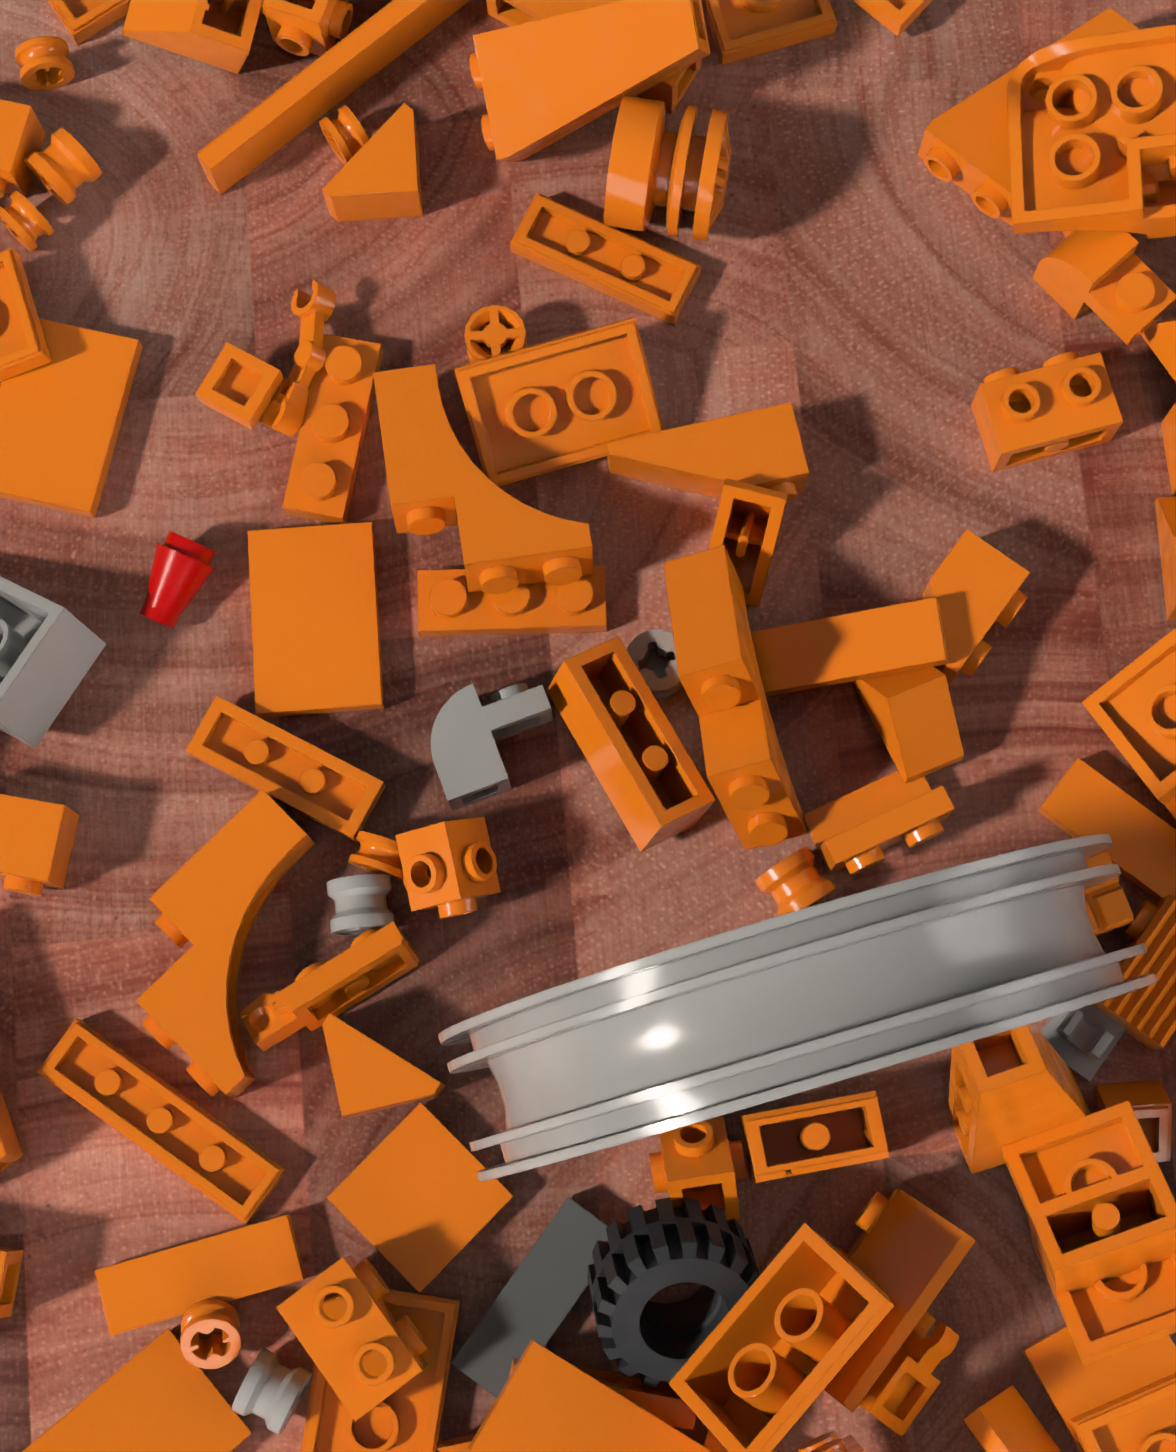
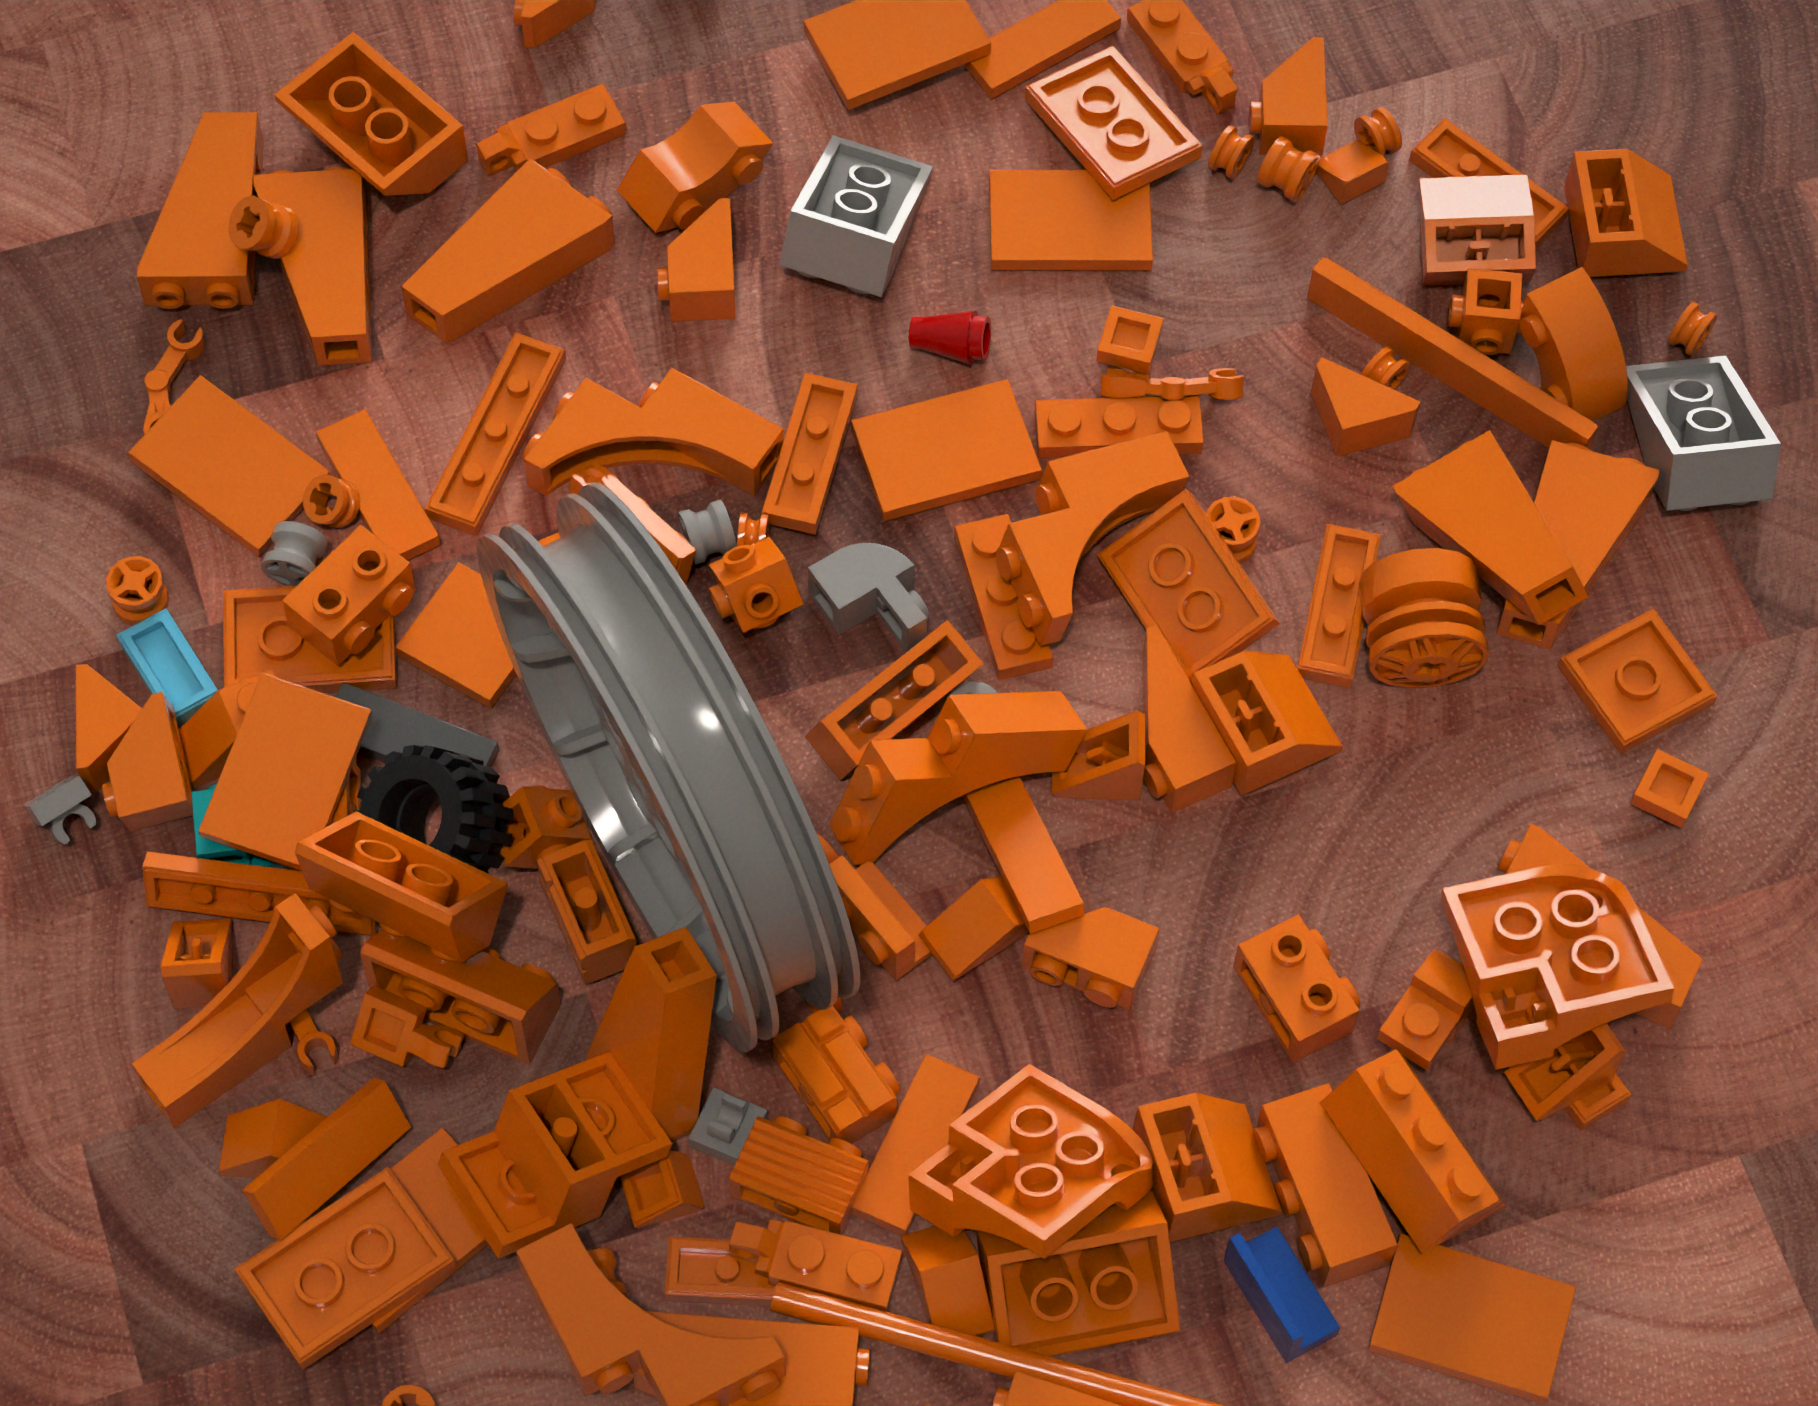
camera: 70 degrees right, 15 degrees down
(78, 102) = (1352, 170): none -> orange slope
(735, 360) = (1265, 716): none -> orange slope

